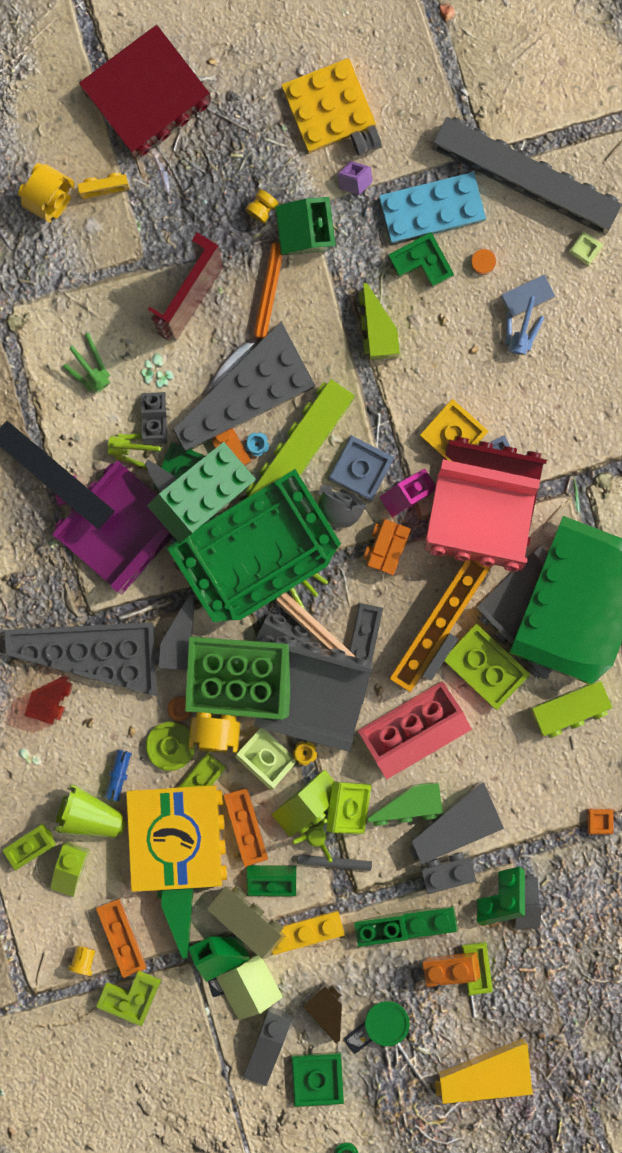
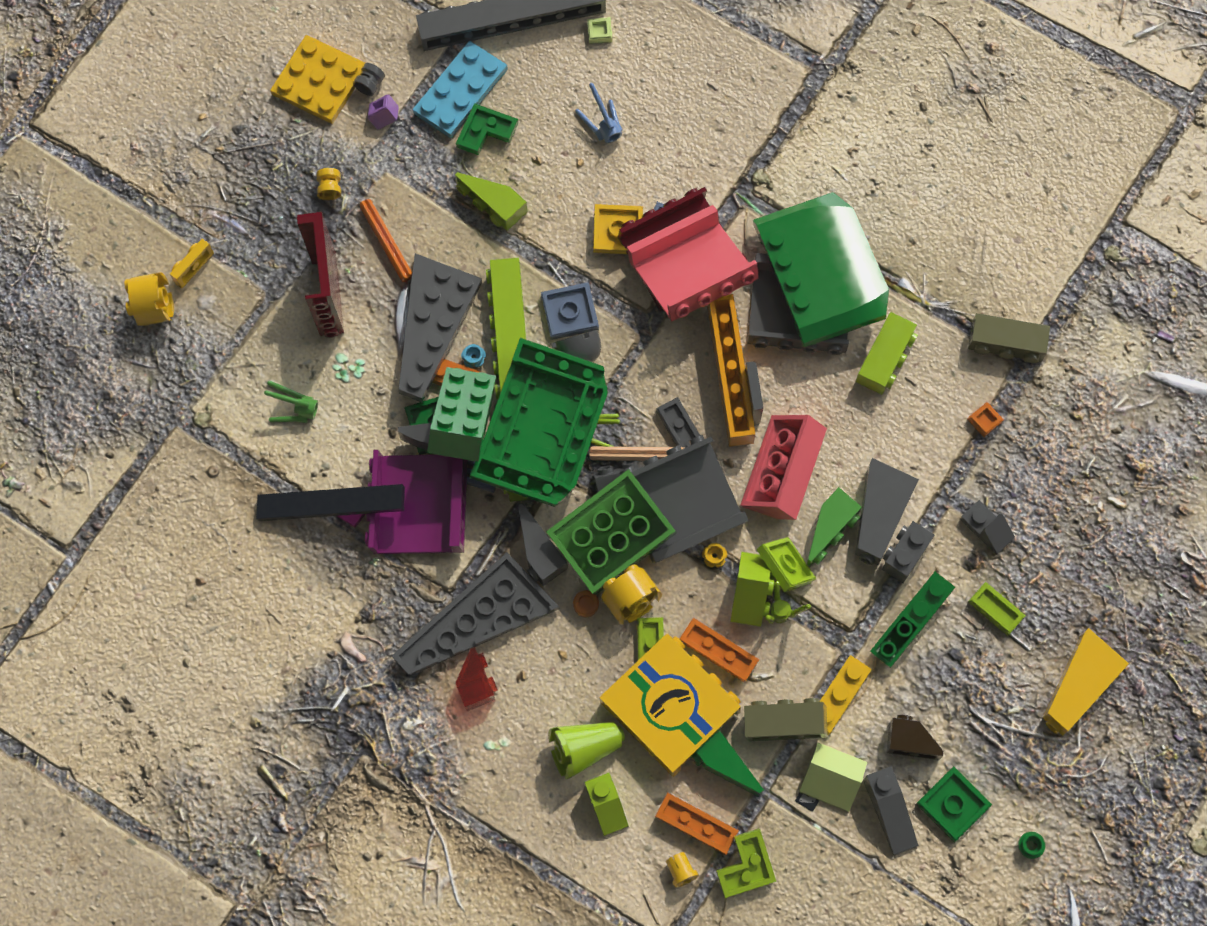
camera: 35 degrees left, 15 degrees down
(29, 847) = (558, 812): lime plate -> none
(117, 775) = (581, 696): blue pin -> none
(121, 445) = (366, 441): lime plant -> none
(146, 91) = (168, 171): dark red panel -> none
(154, 418) = (375, 400): dark grey slope -> none
(169, 746) = (603, 639): lime tile -> none
(218, 955) = (786, 769): green slope -> none
(266, 758) = (688, 585): yellowish green slope -> none
(271, 880) = (777, 677): green slope -> none
(305, 226) = (375, 169): green slope -> none
(336, 862) = (813, 620): dark grey bar -> none
(358, 1039) = (957, 741): sticker -> none
(387, 547) = (641, 349): orange brick -> none
(387, 1023) = (967, 709): green piece -> none
(408, 492) = (621, 298): dark pink slope -> none
(451, 969) = (978, 620): orange brick -> none
(483, 261) = (532, 96): orange tile -> none
(486, 666) = (796, 375): lime plate -> none
(508, 902) = (973, 532): green plate -> none
(518, 298) = (582, 98): sand blue tile -> none

